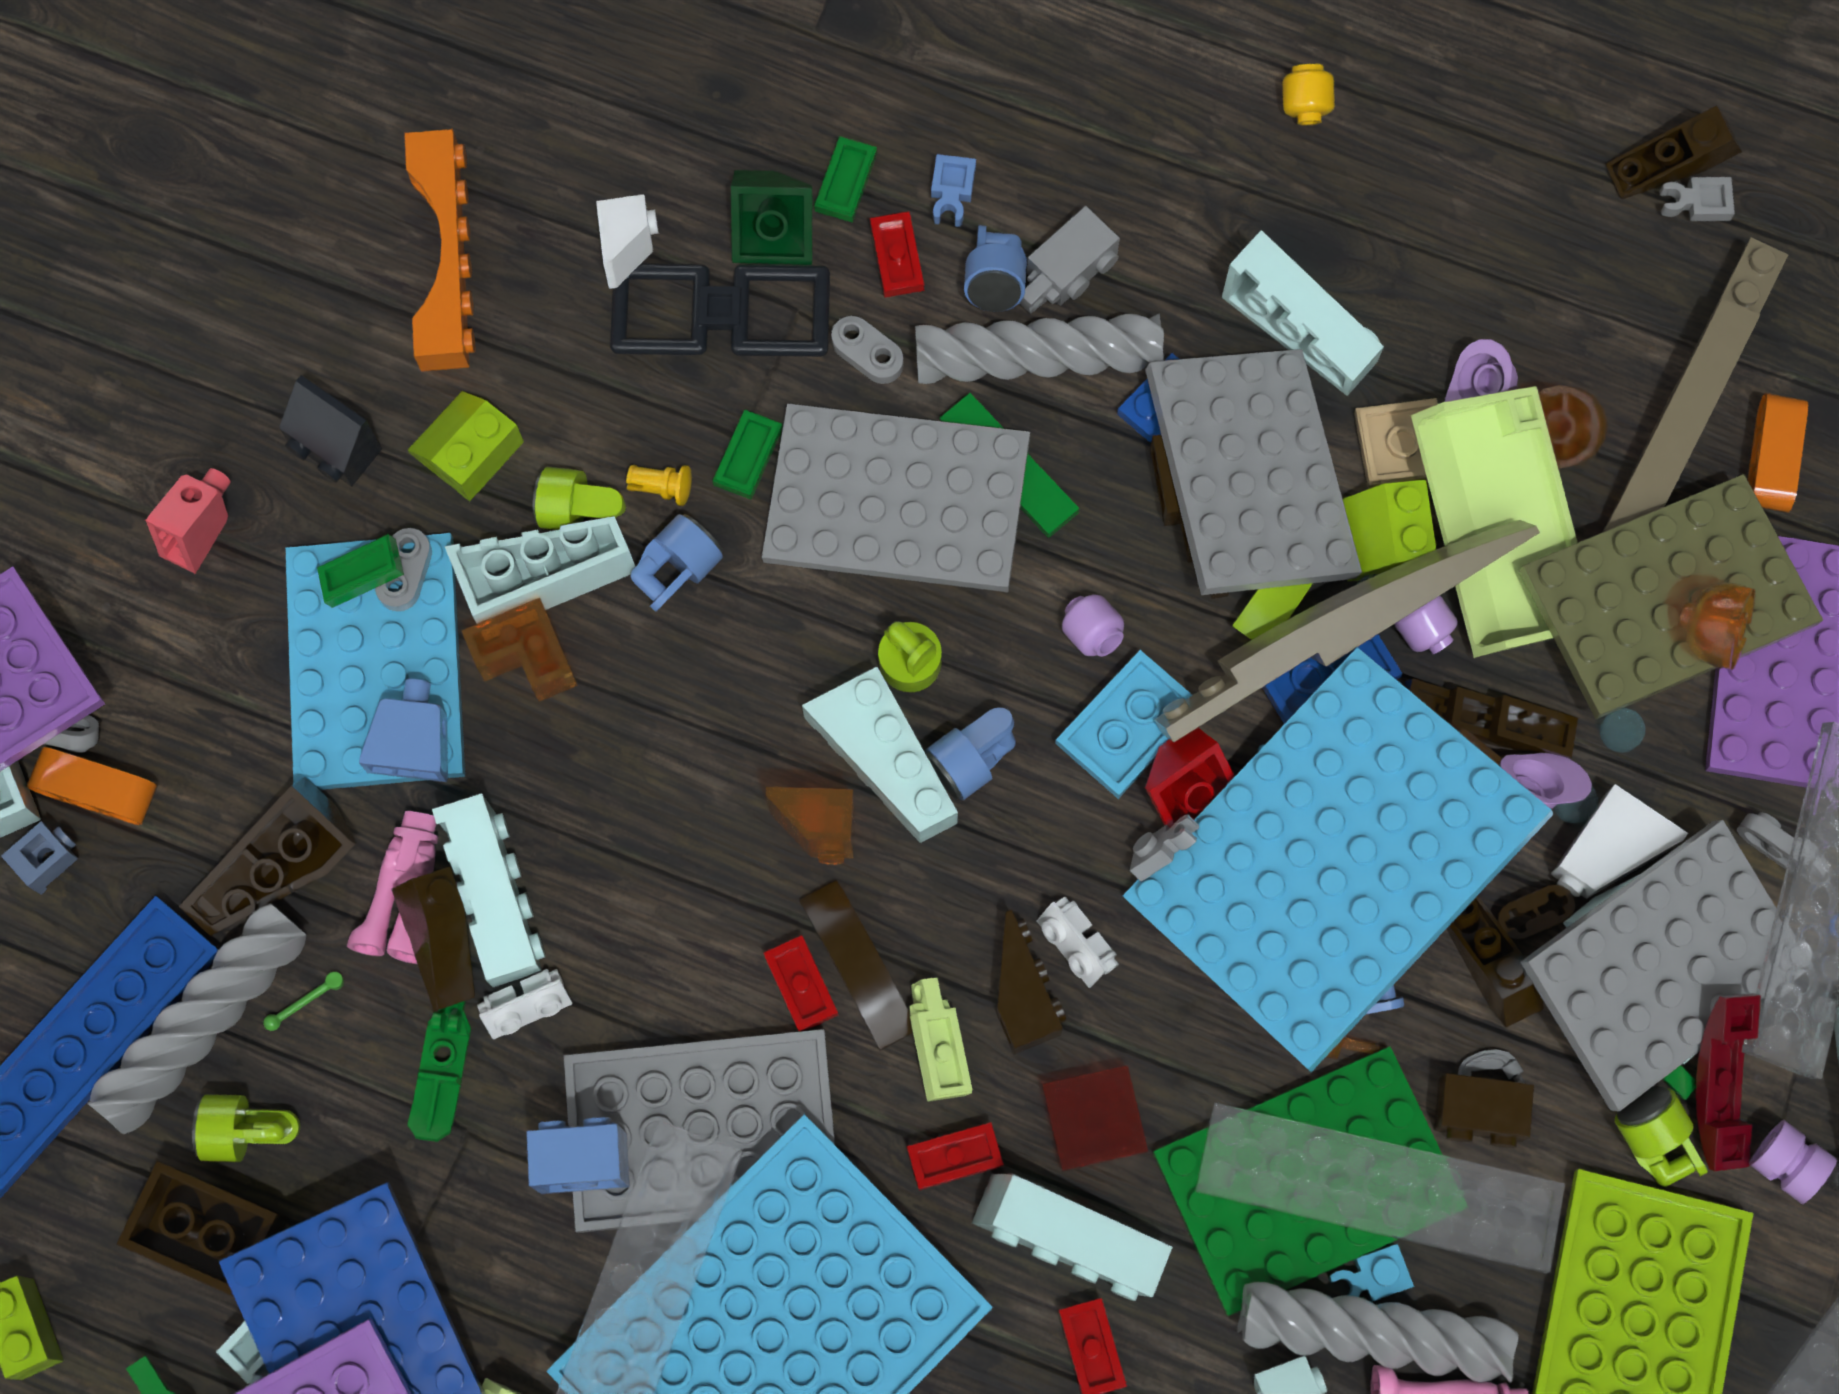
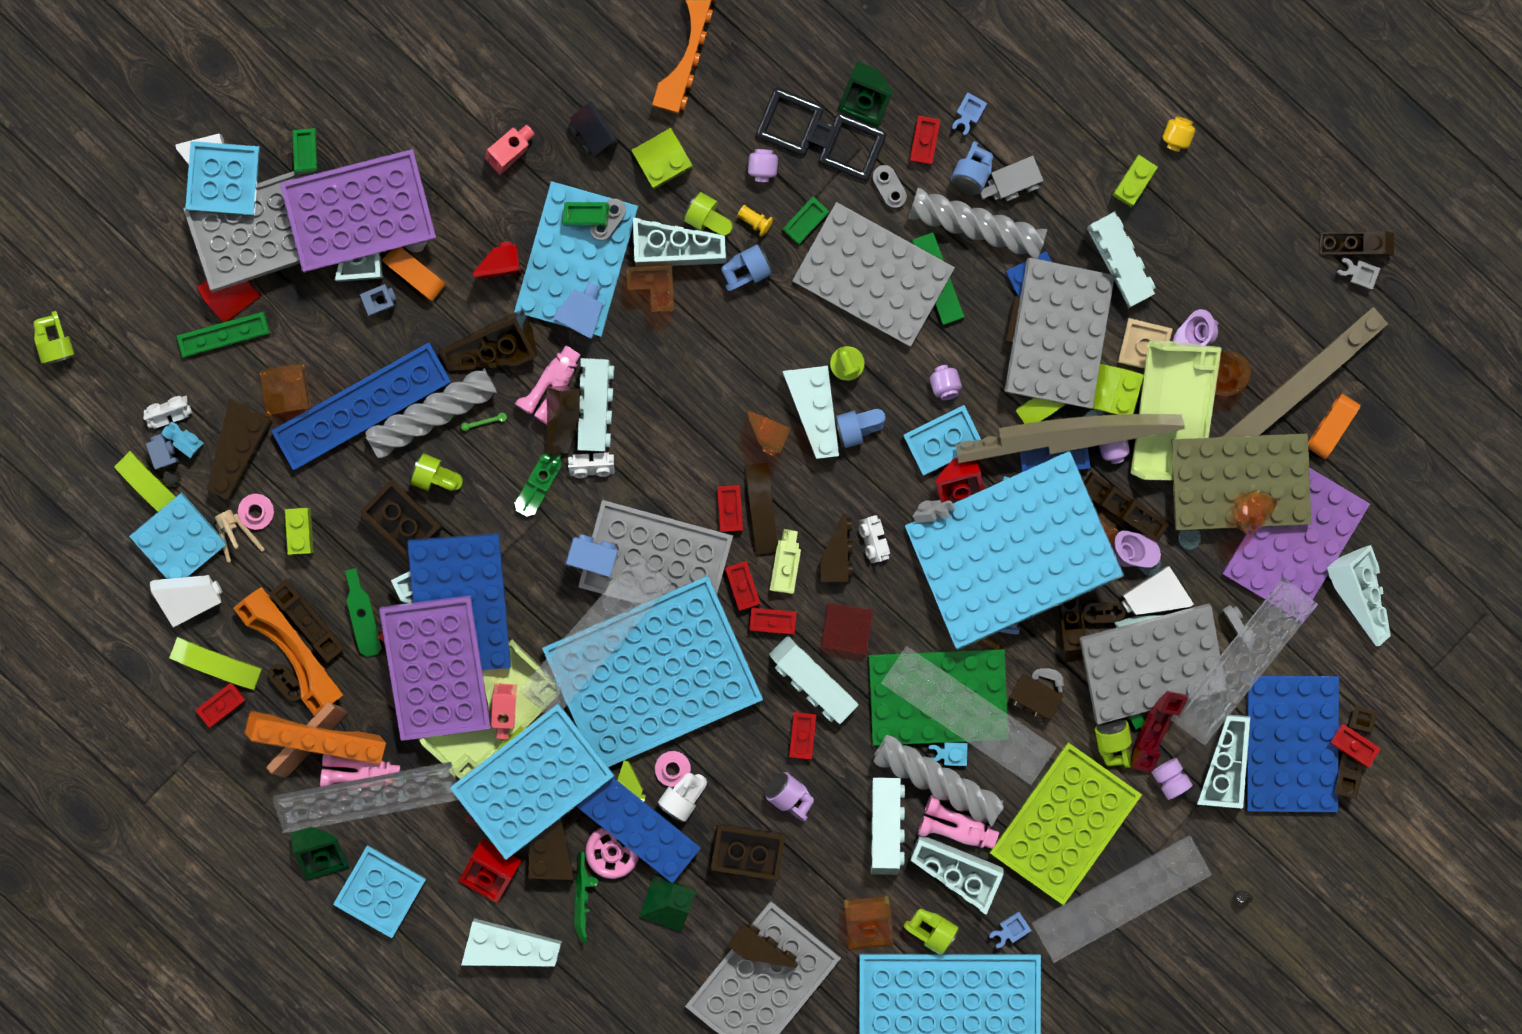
camera: 15 degrees right, 15 degrees up
(235, 715) = (499, 262): none -> red slope
(625, 235) = (786, 76): white slope -> none
(639, 387) = (762, 165): none -> lavender head
(845, 179) = (915, 84): green tile -> none
(876, 1113) = (742, 585): none -> red plate
(1270, 189) = (1134, 181): none -> lime brick

